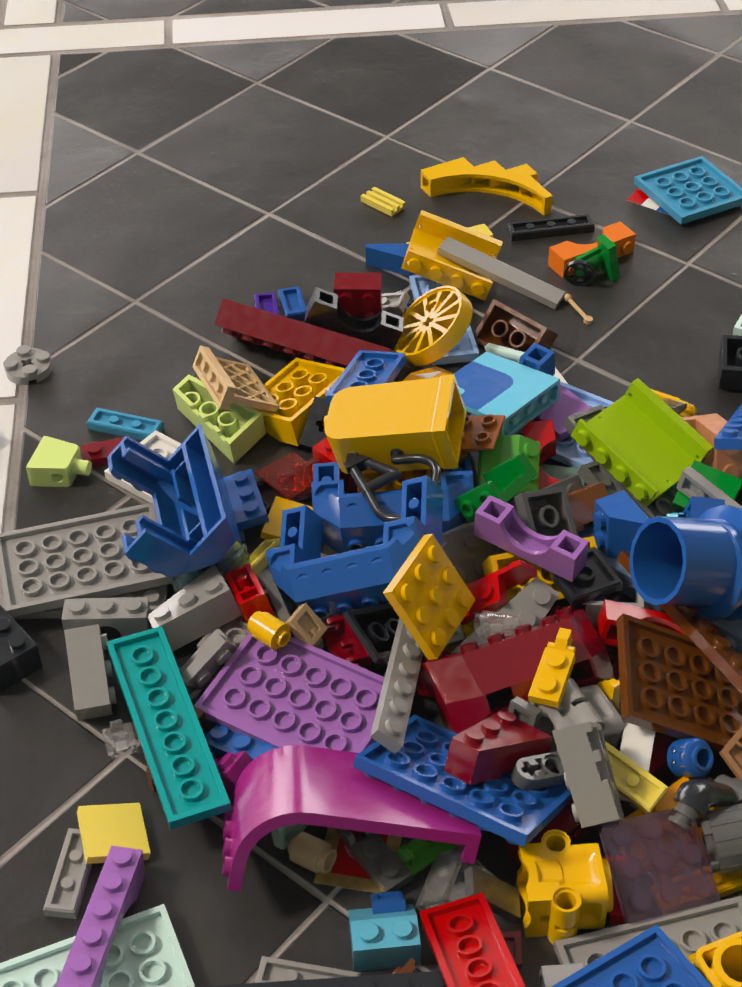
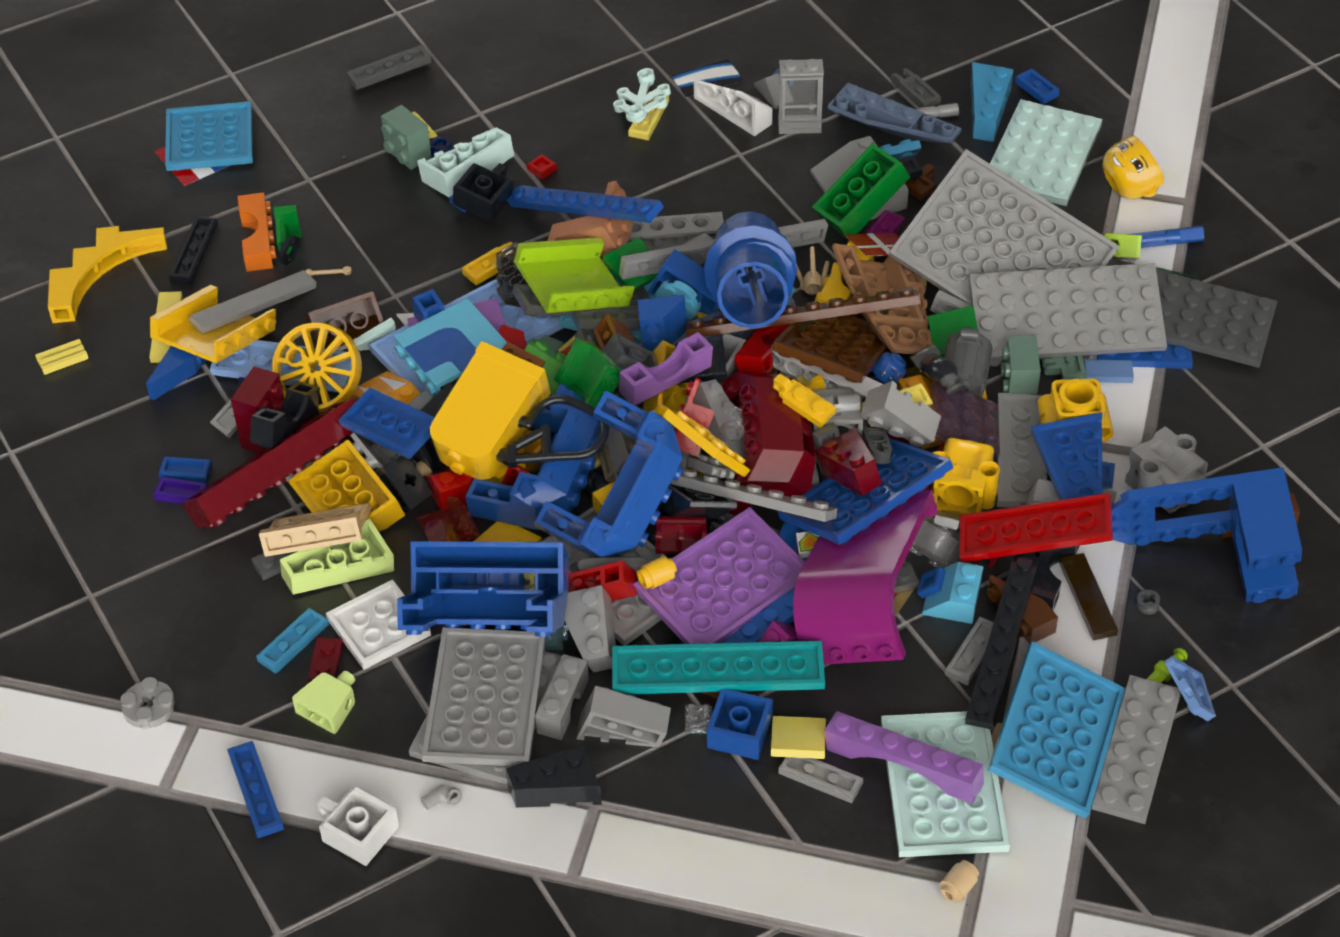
camera: 70 degrees left, 5 degrees up
(108, 769) = (739, 723): none -> blue brick
(207, 659) = (650, 625): light grey bracket -> none
(306, 625) = (656, 548): tan bracket -> none

